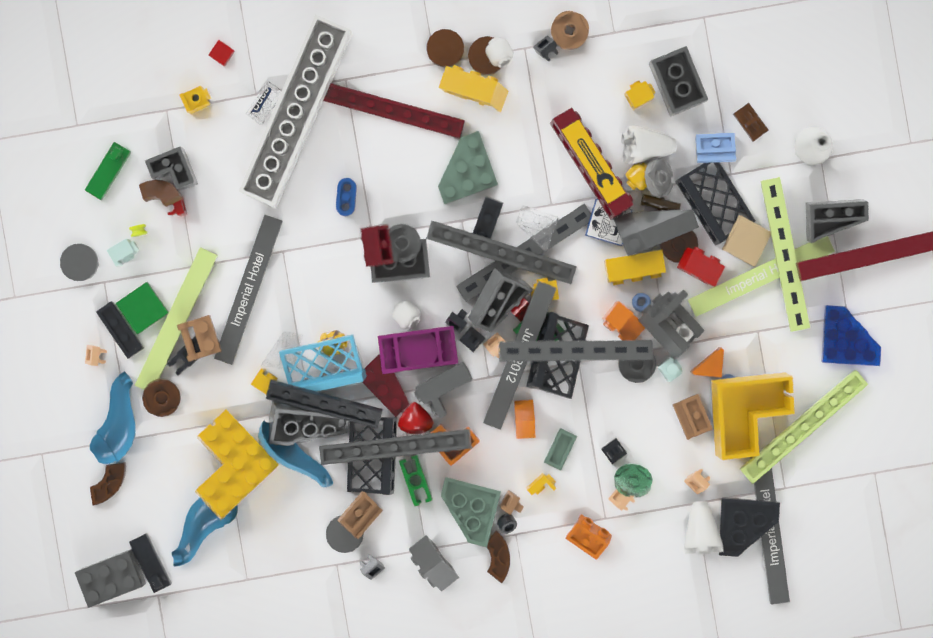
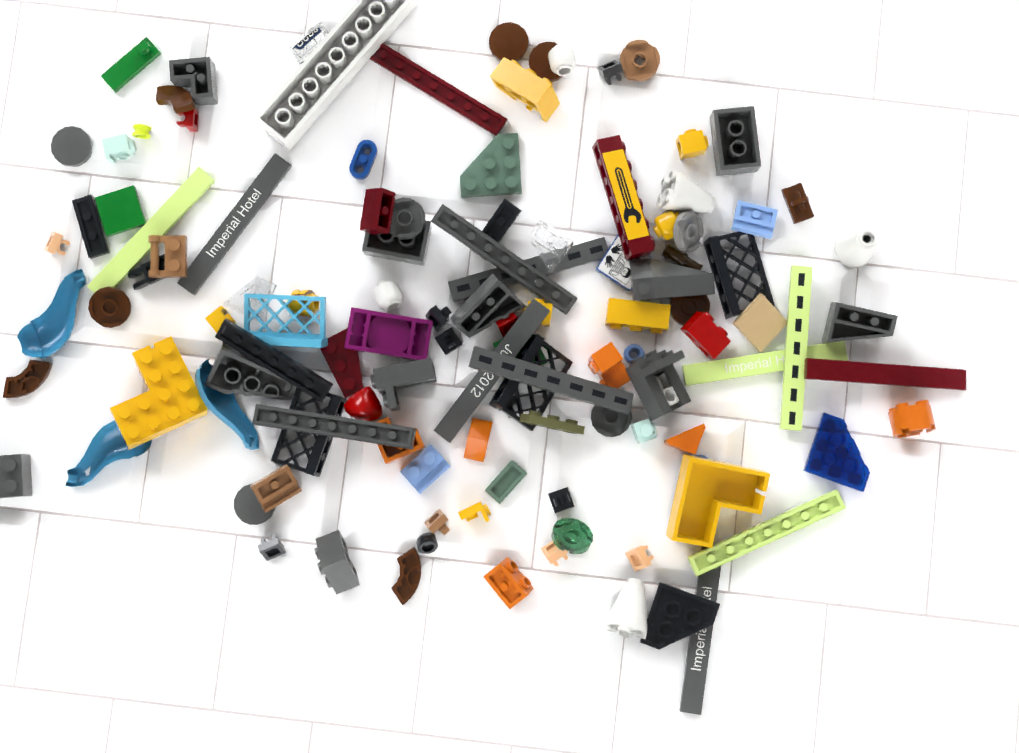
camera: 20 degrees right, 5 degrees down
(150, 563) = (43, 475): black hinge -> none
(192, 106) = (243, 25): yellow brick -> none
(411, 487) = (353, 475): green piece -> none
(471, 508) = (394, 516): sand green plate -> none
(485, 458) = (425, 468): none -> light blue plate
(492, 344) = (466, 352): light nougat tile -> none
(586, 386) = (552, 422): none -> olive plate
(692, 416) = (653, 487): medium nougat plate -> none
(905, 290) = (911, 419): none -> orange brick

